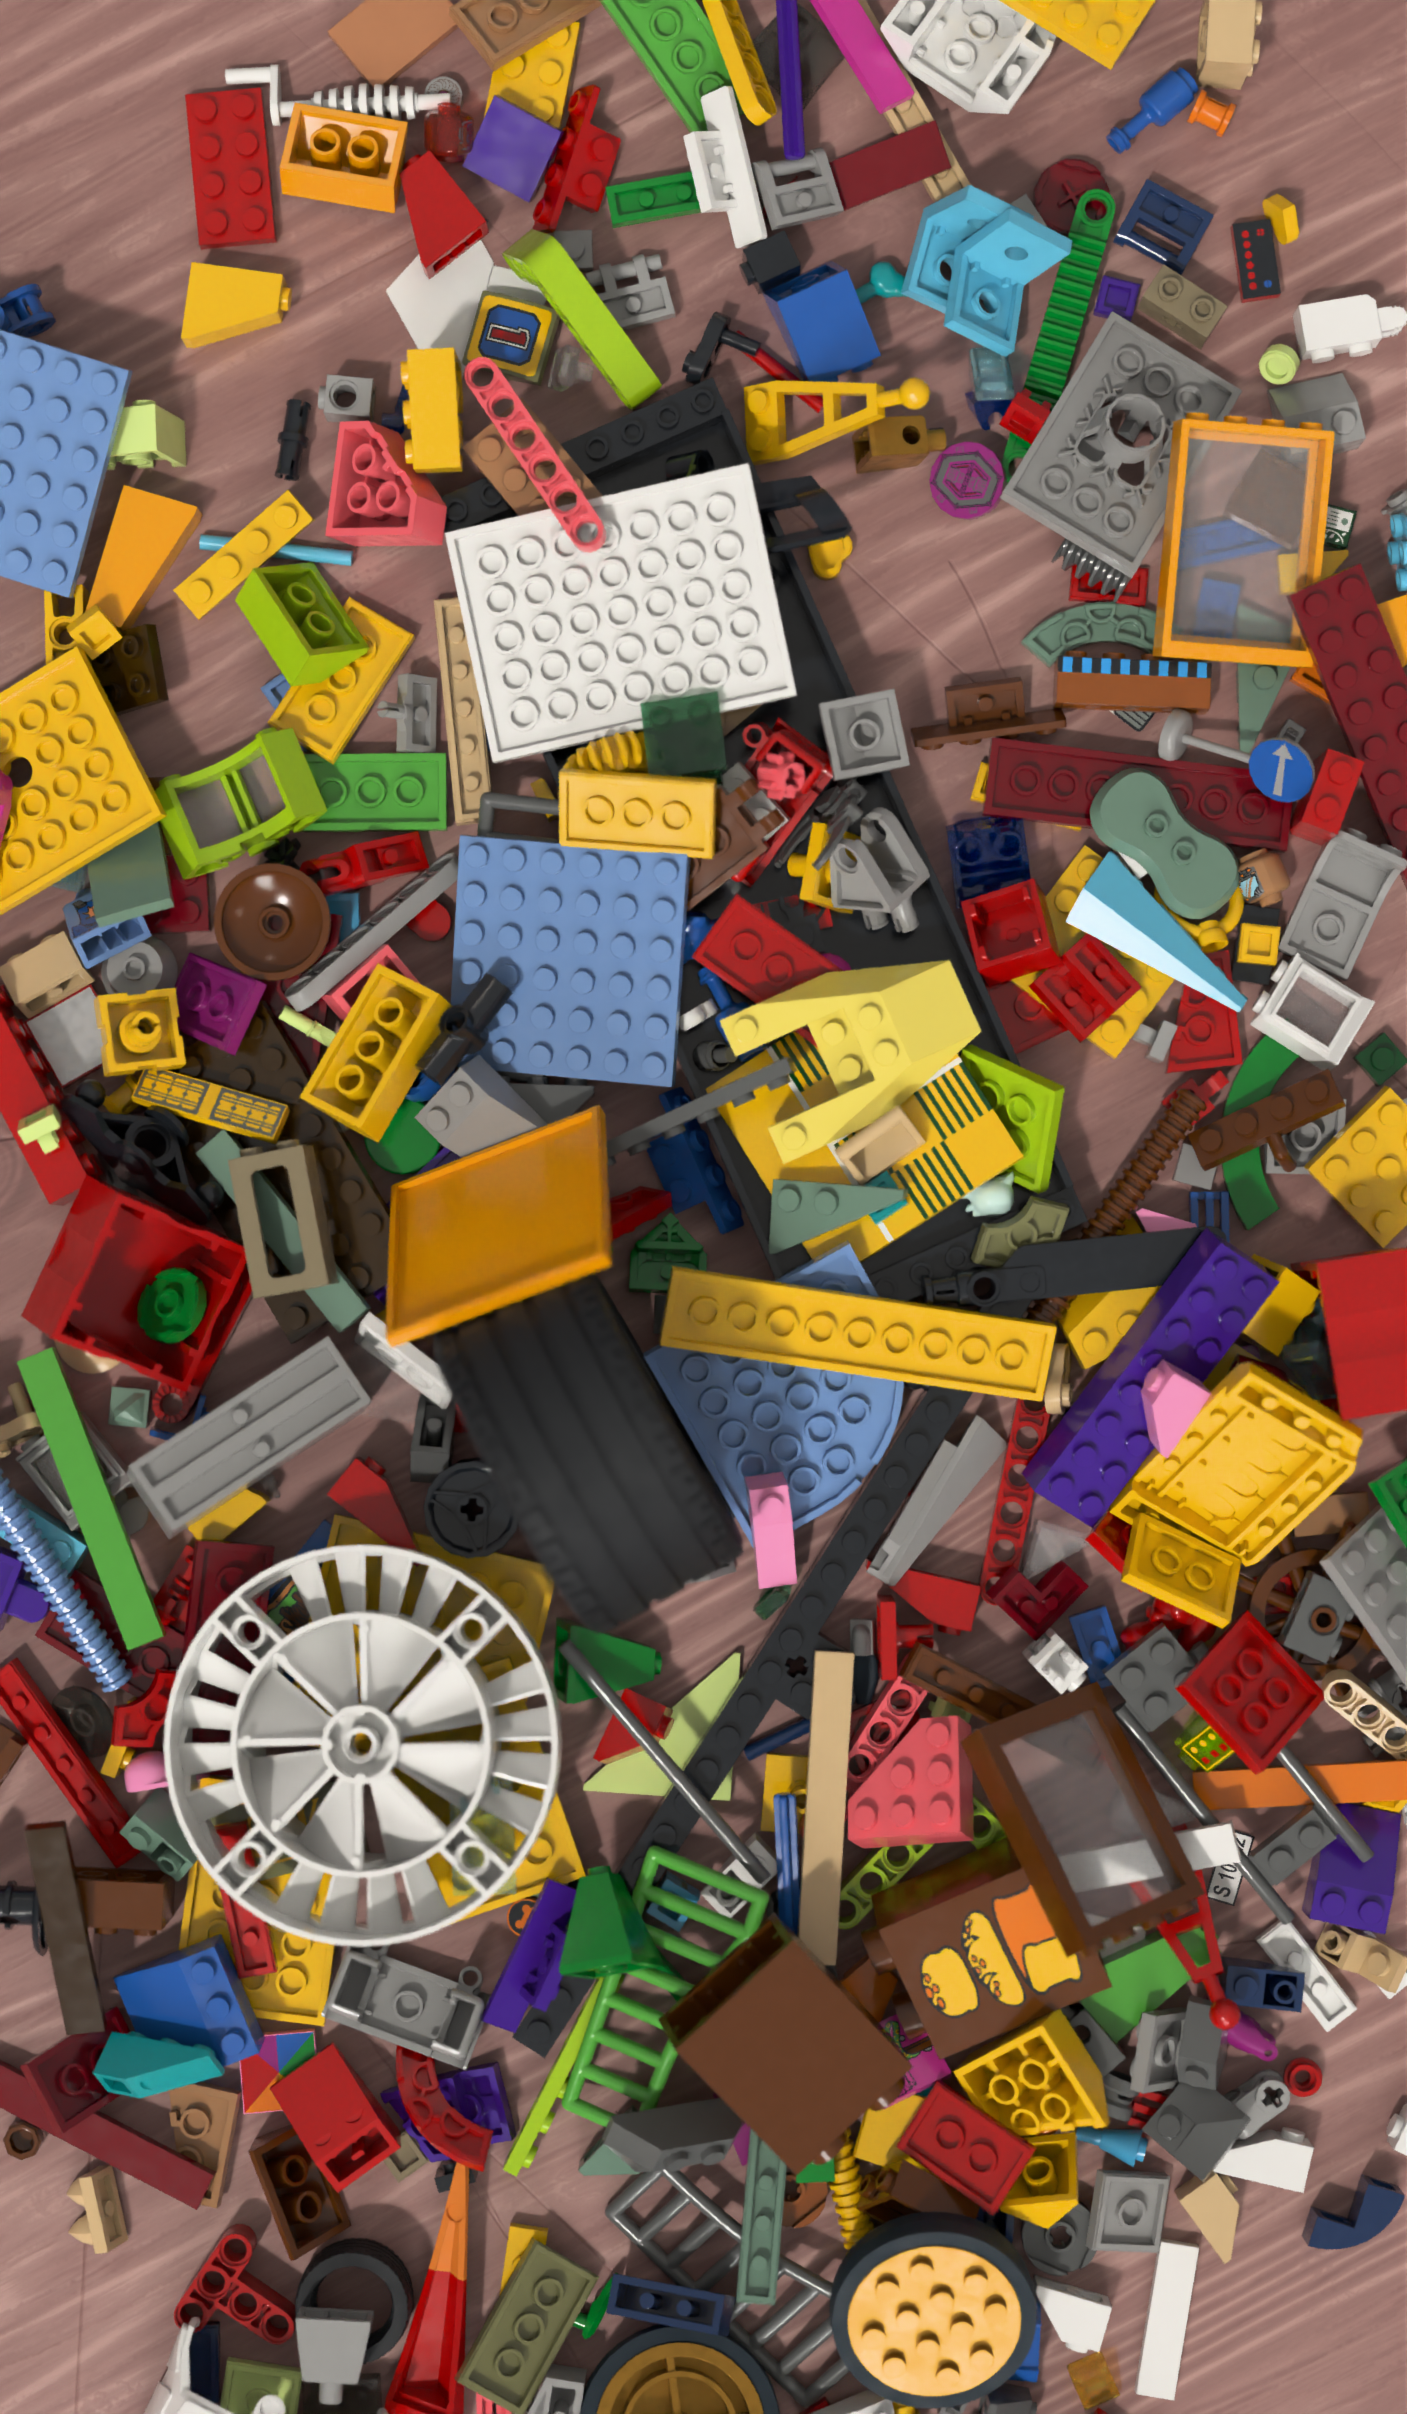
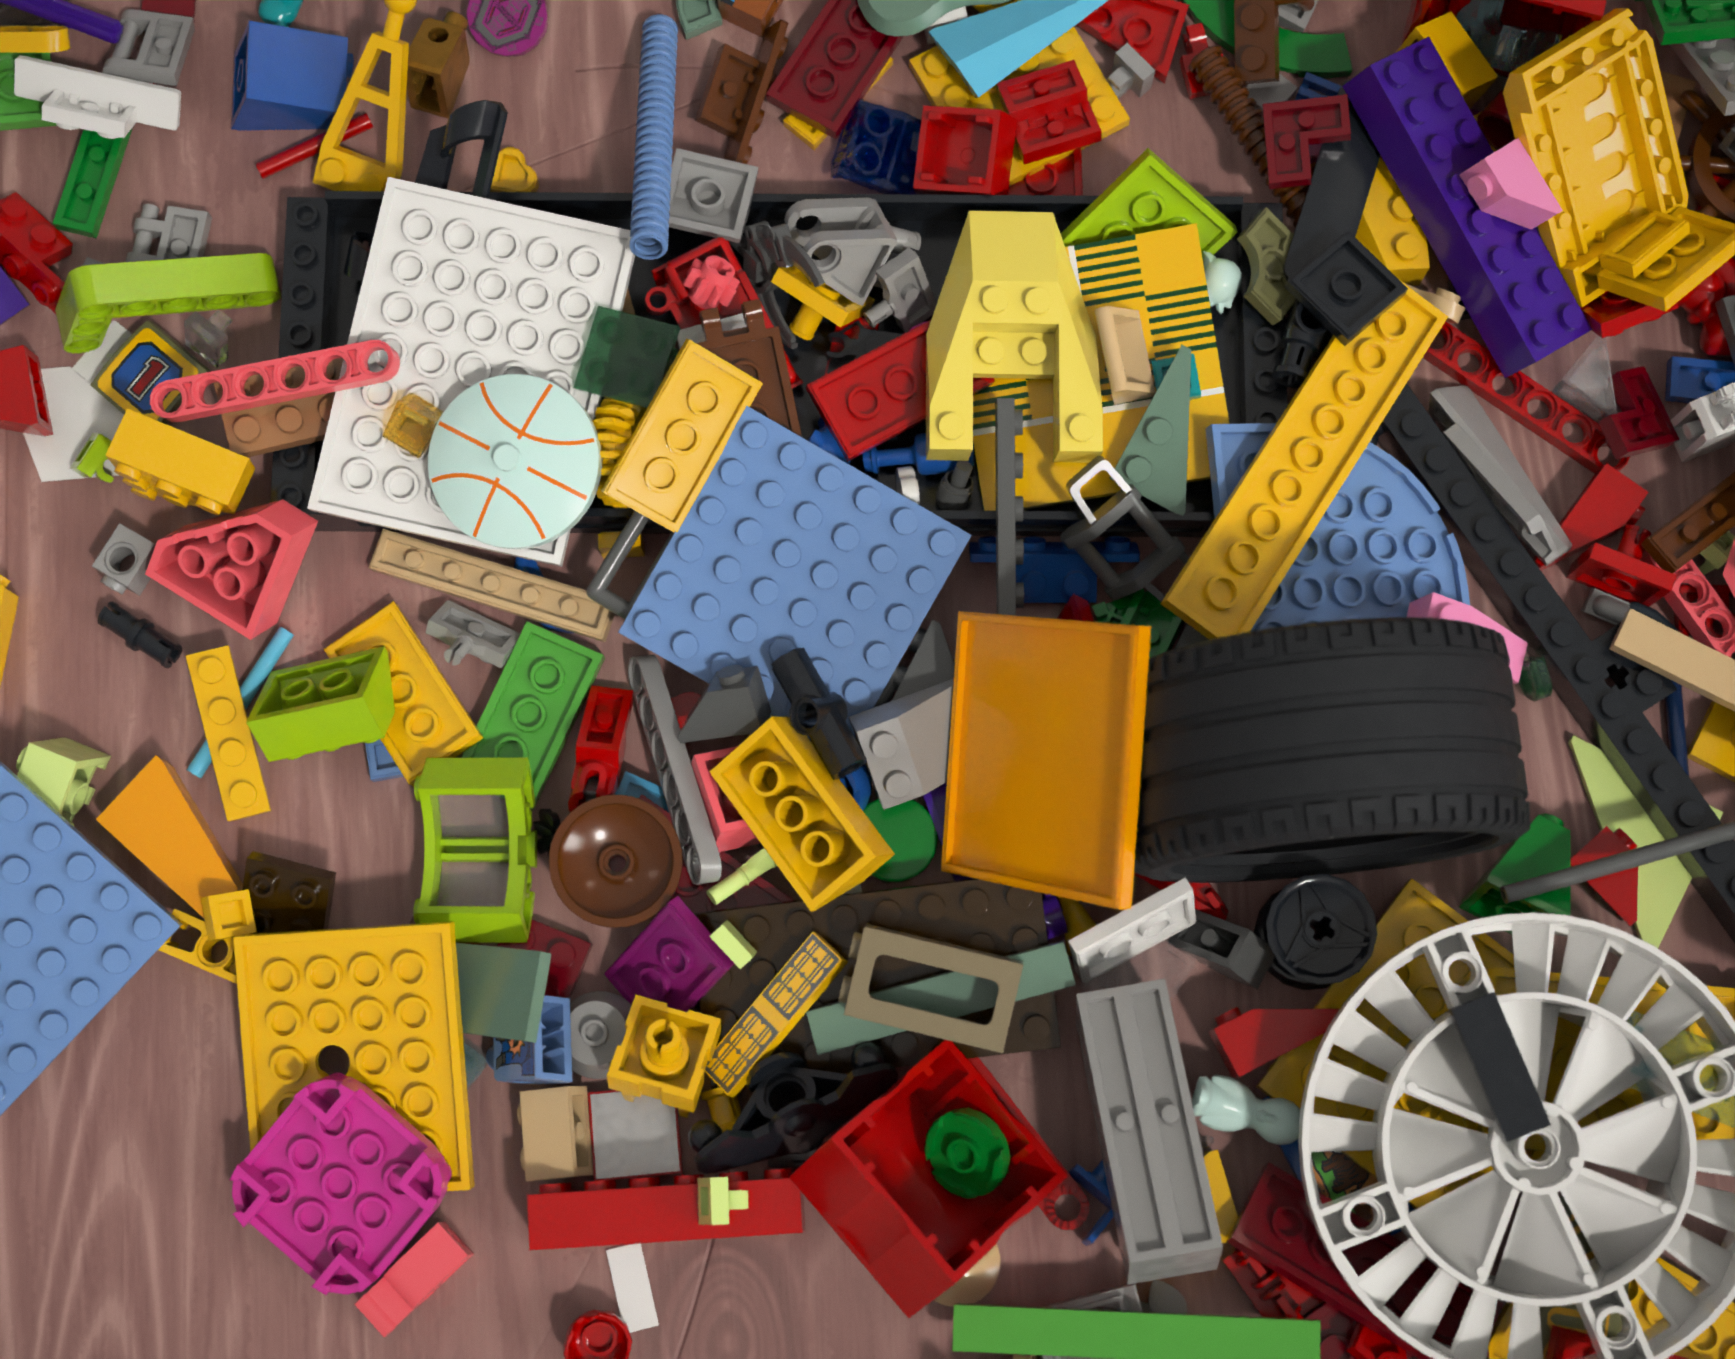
camera: 65 degrees left, 10 degrees down
(129, 1406) = (1050, 1255): sand green tile -> none
(248, 1047) = (733, 944): none -> yellowish green tile
(306, 1498) = (1231, 1106): none -> light aqua animal
(395, 420) = (170, 522): clear blue hand -> none
(406, 1688) = (1499, 1067): none -> black tile
(421, 325) = (92, 458): none -> lime tile
(439, 953) = (729, 706): none -> dark grey slope
(551, 587) = (412, 424): none -> clear yellow slope
(555, 685) = (514, 461): none -> light aqua dish
(699, 363) = (267, 211): black piece -> none
(722, 1181) = (1093, 525): none -> dark grey bar
(769, 262) = (206, 104): black brick -> none
(859, 937) = (904, 292): none -> light grey plate
(898, 664) = (654, 138): none -> medium blue piece
(1019, 1305) = (1346, 288): none -> black tile
(1145, 1200) = (1295, 126): none -> dark red plate
(1183, 1541) = (1644, 244): none -> yellow tile

